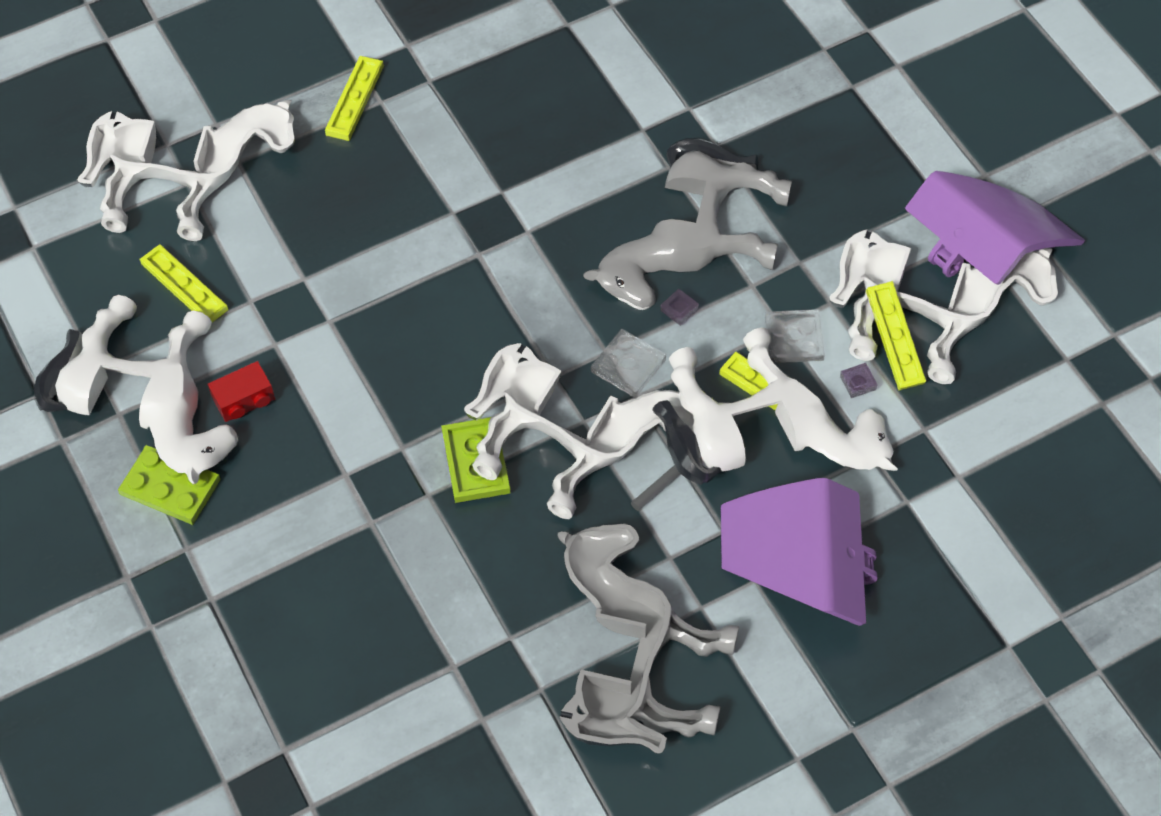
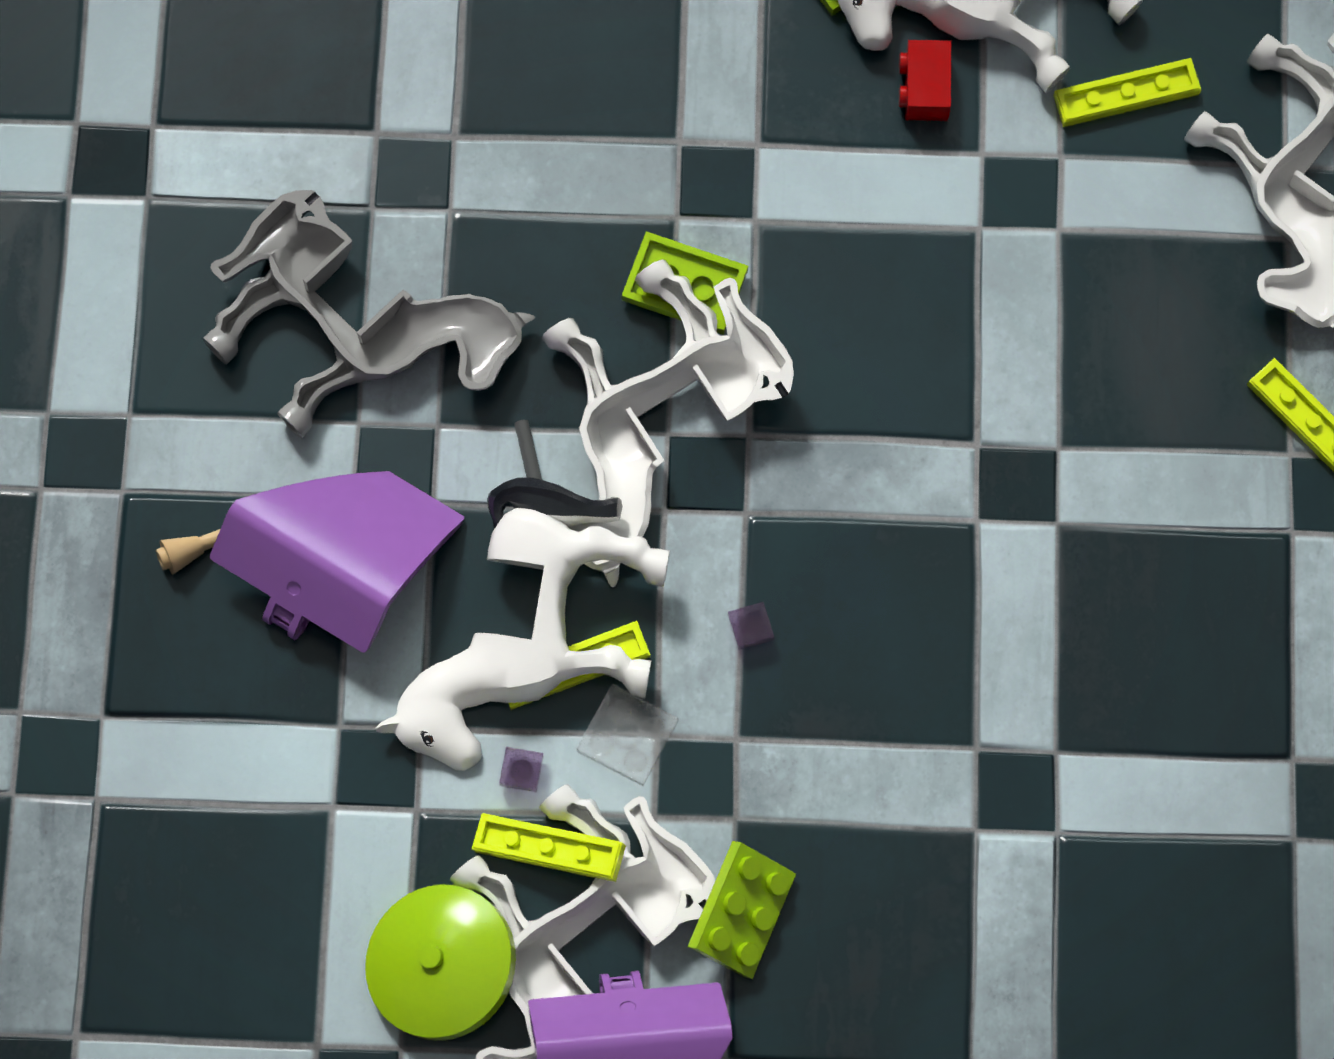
camera: 120 degrees right, 15 degrees up
(628, 363) = (712, 525): clear plate -> none
(685, 245) = (845, 670): light grey animal -> none
(854, 219) = (742, 909): none -> lime plate
(869, 658) = (180, 552): none -> tan cone
(1006, 354) = (440, 962): none -> lime dish

